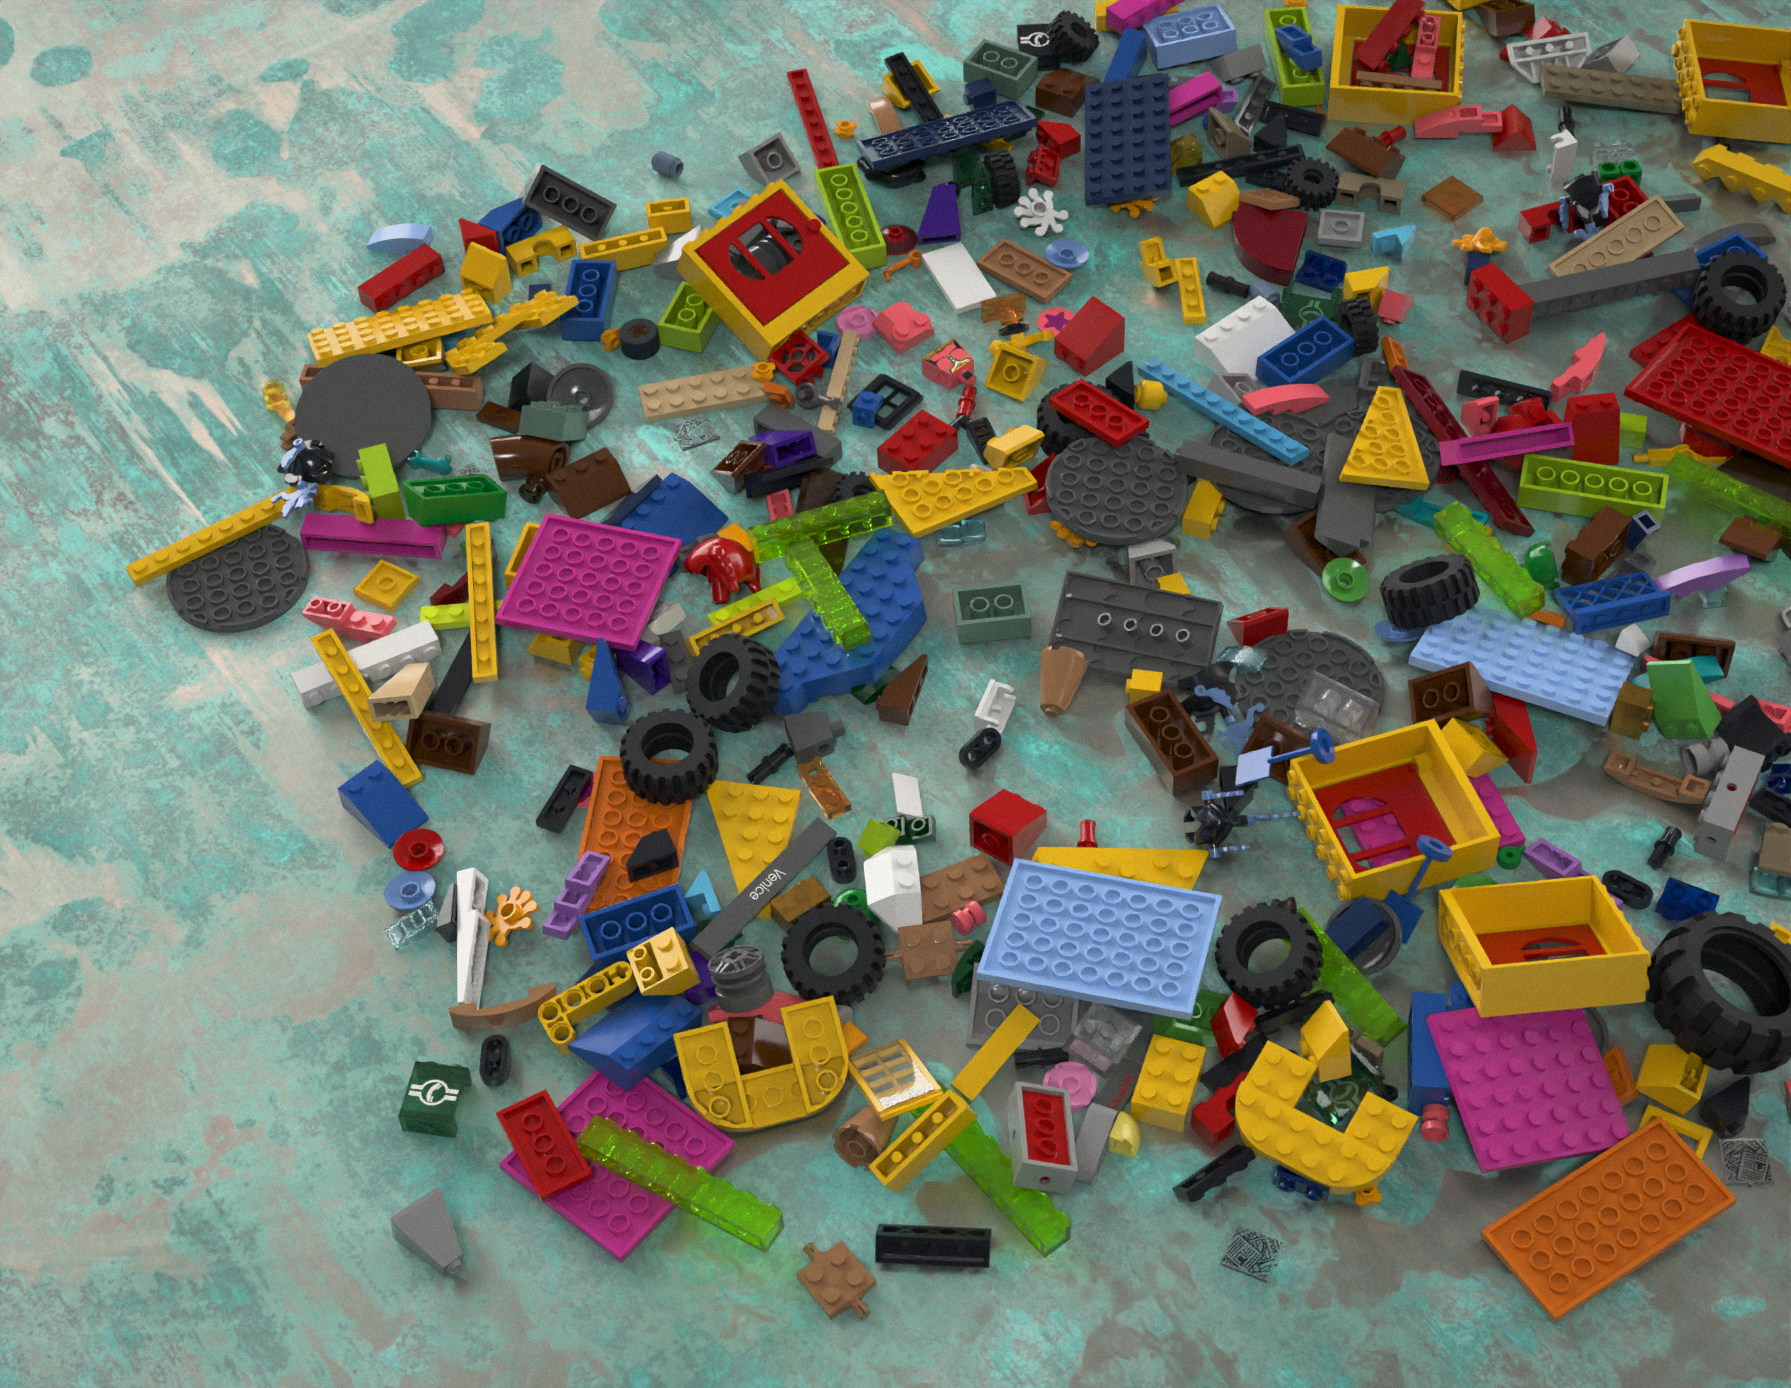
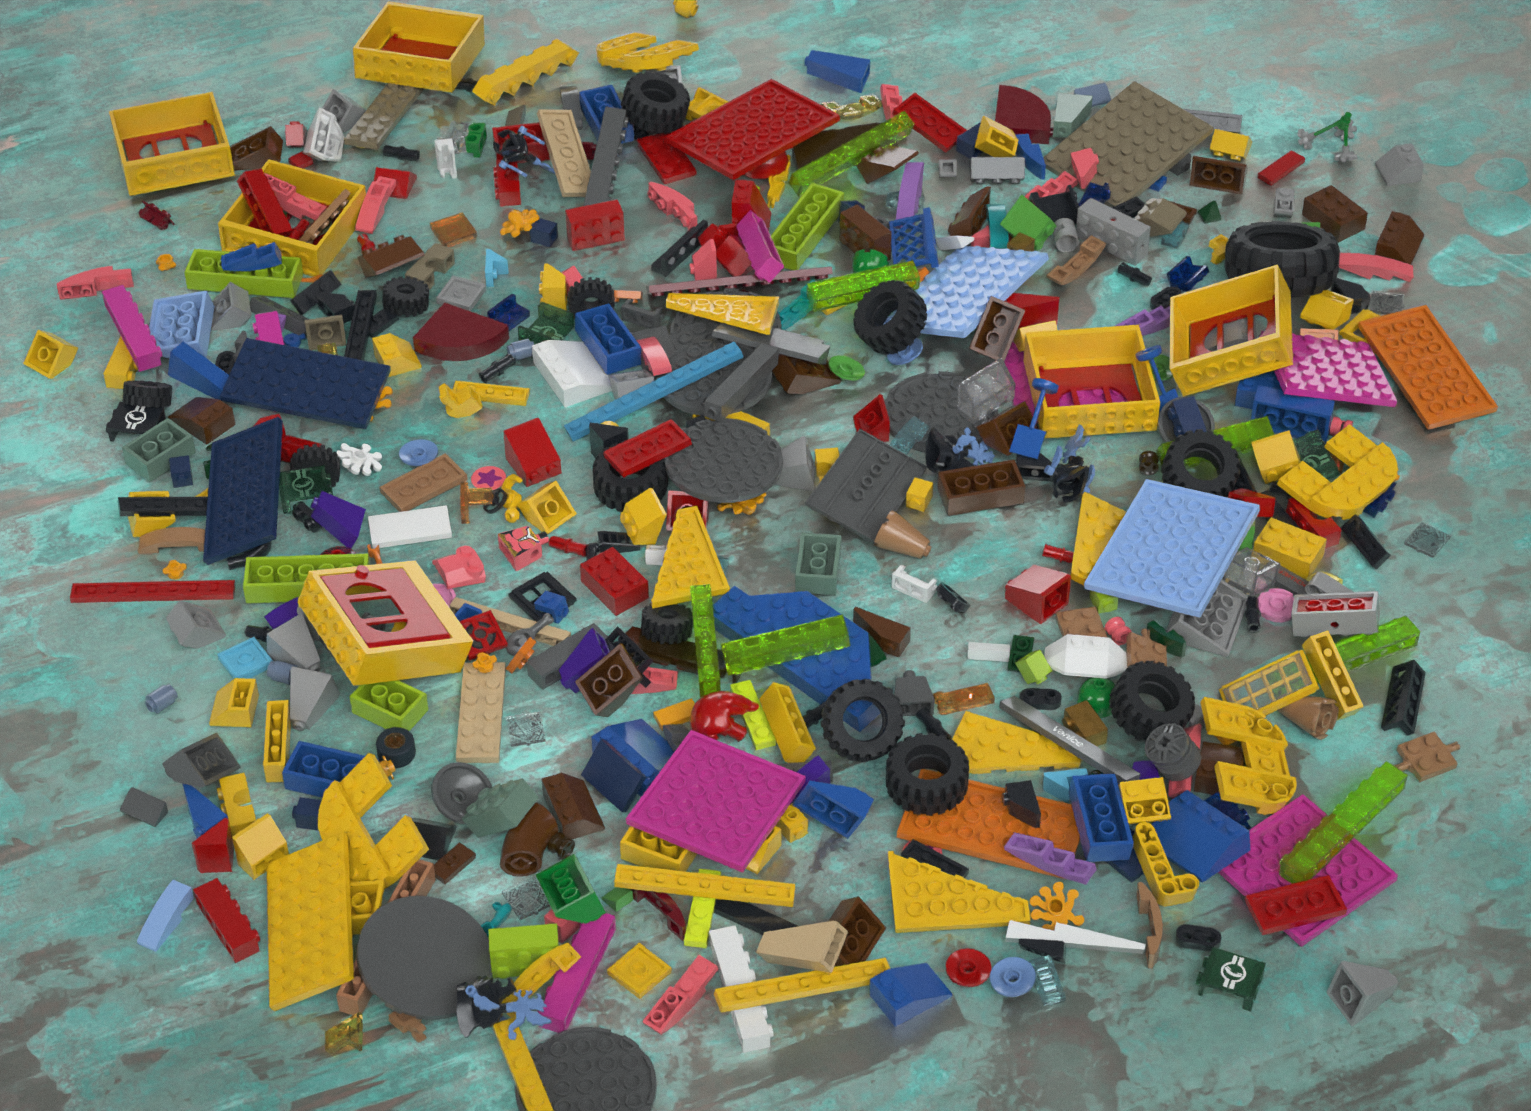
camera: 80 degrees left, 5 degrees down
(507, 813) = (937, 900): none -> yellow wing
(995, 1053) = (1247, 633): yellow tile -> none
(1269, 199) = (414, 321): medium nougat tile -> none

